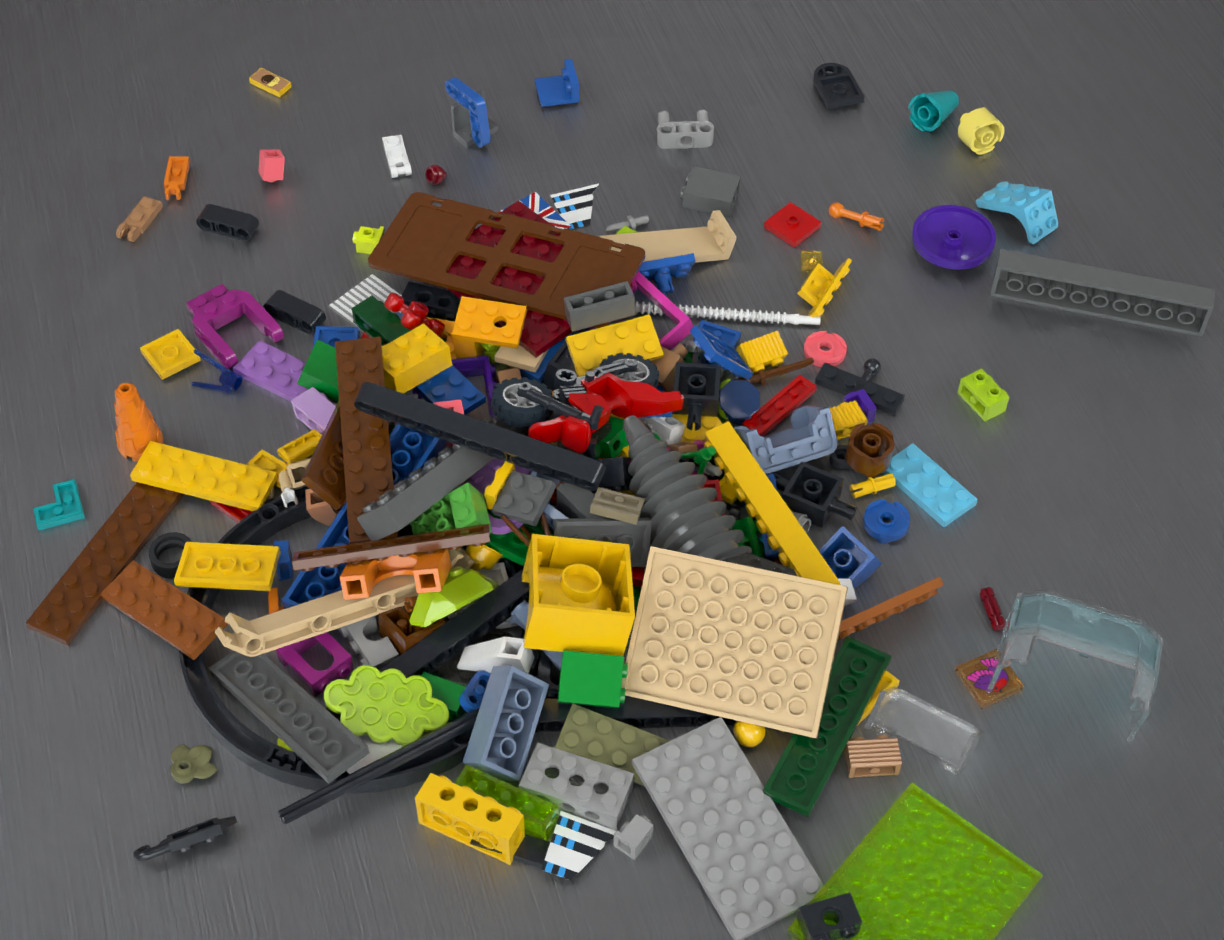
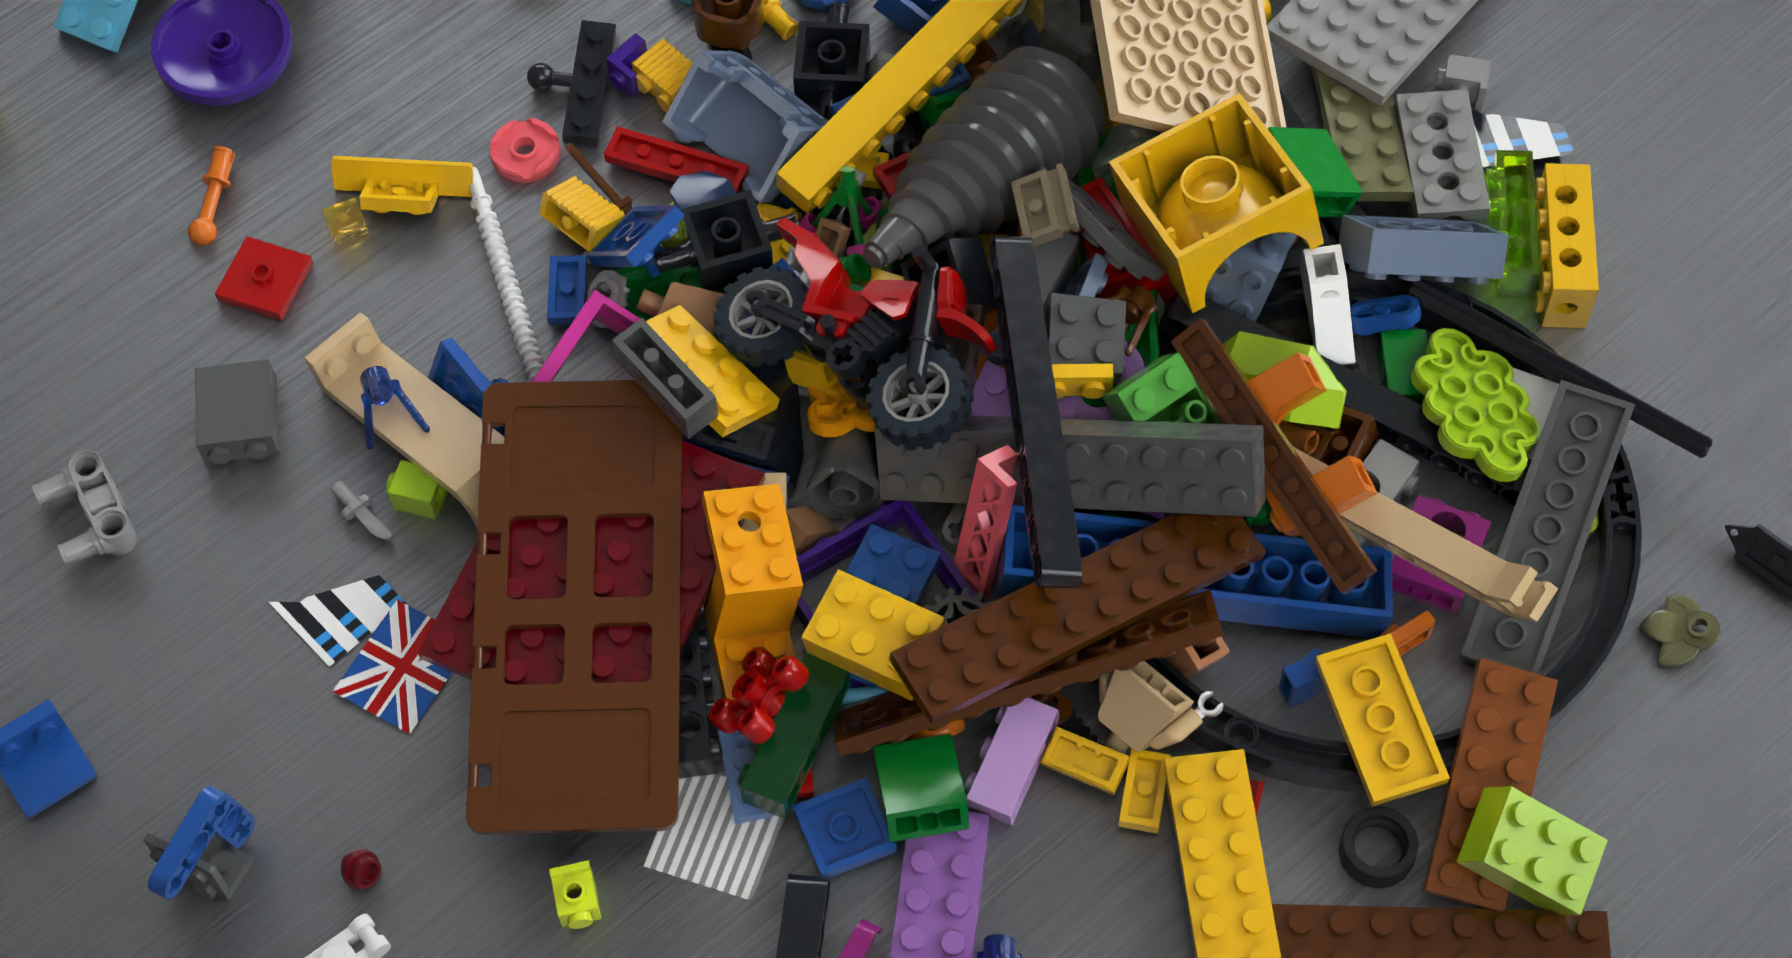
camera: 110 degrees left, 10 degrees up
(111, 602) = (1532, 850): none -> lime brick
(686, 231) = (379, 390): none -> clear blue plant

